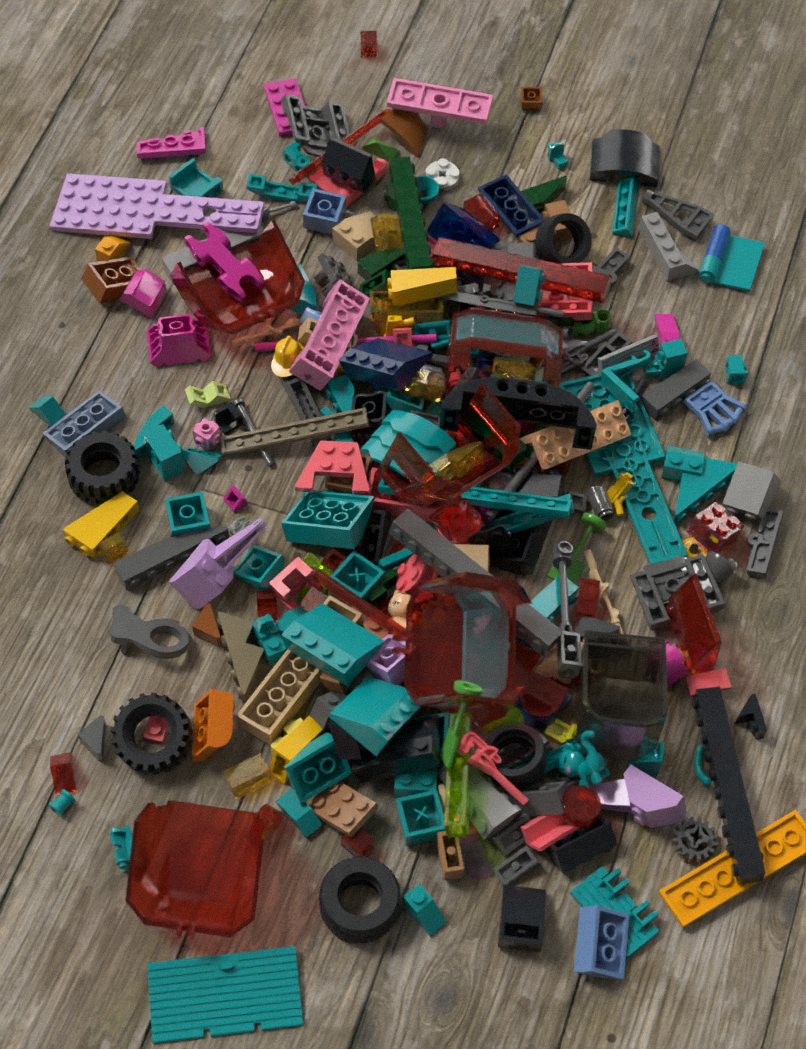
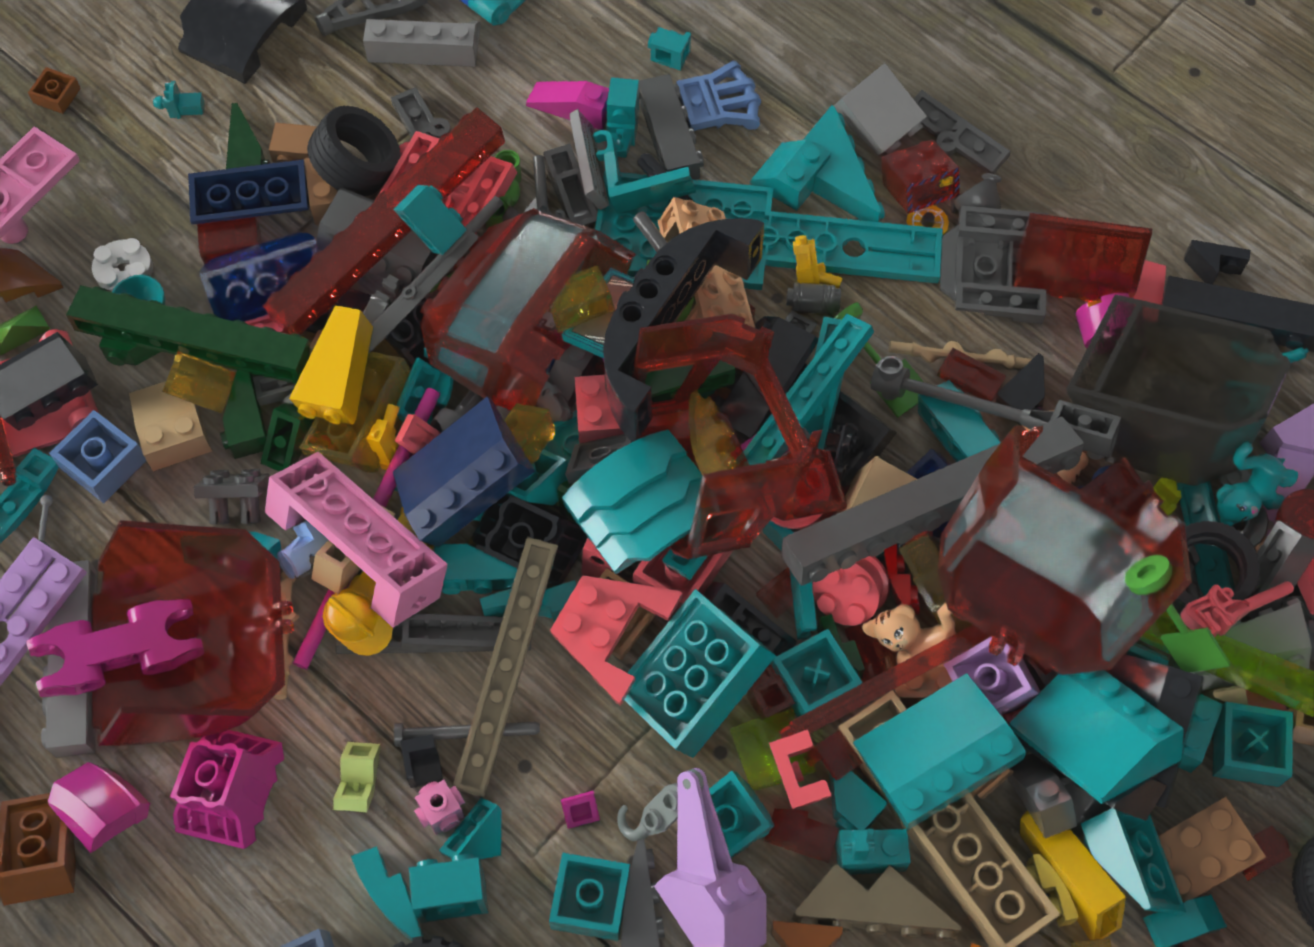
camera: 65 degrees left, 5 degrees up
(625, 207) = (322, 60): teal slope -> none

